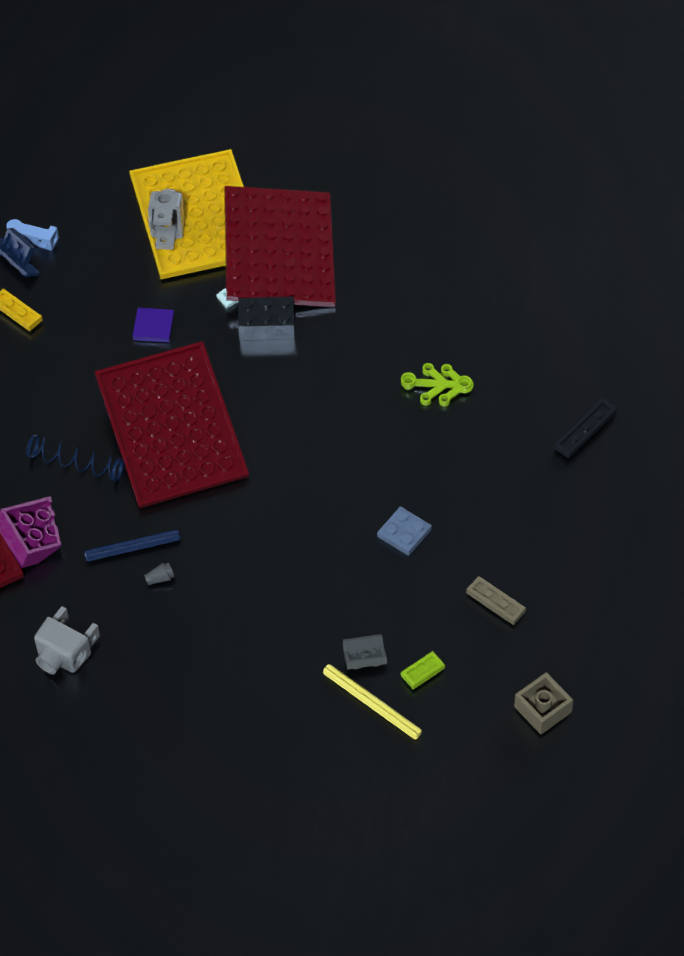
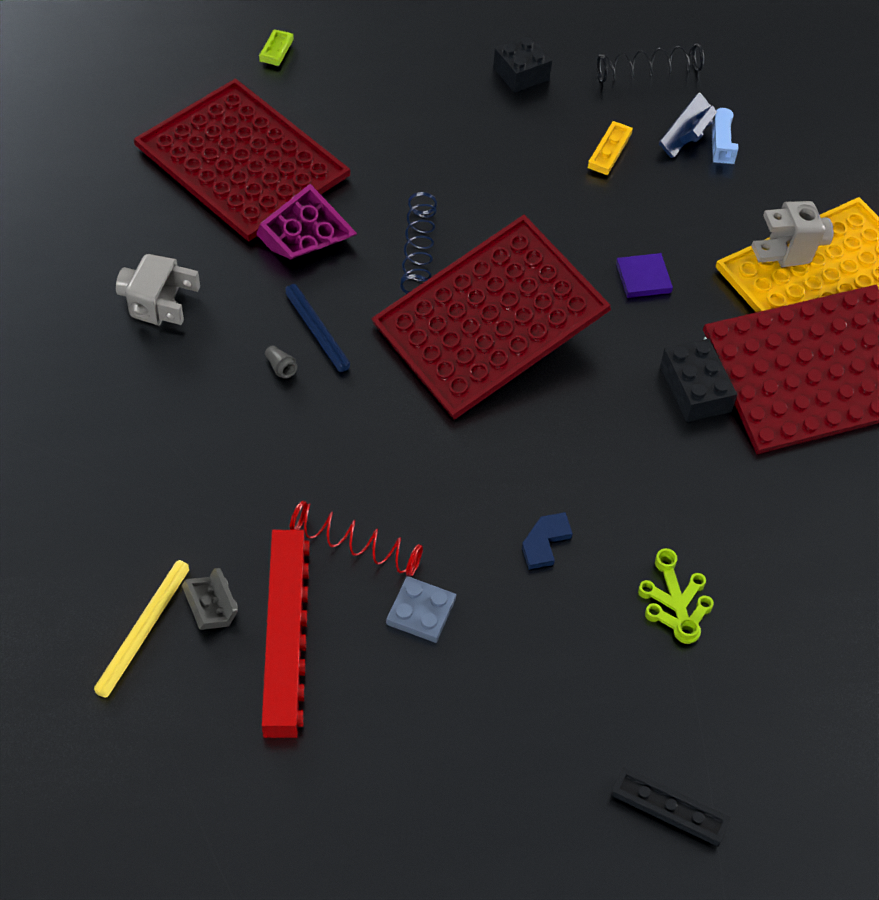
camera: 70 degrees right, 0 degrees up
(364, 527) = (414, 557): none -> red piece
(372, 451) = (546, 530): none -> dark blue tile
(401, 612) = (284, 637): none -> red brick
(422, 670) = (200, 676): lime plate -> none
(496, 600) = (334, 745): dark tan plate -> none
(543, 703) = (166, 839): dark tan brick -> none

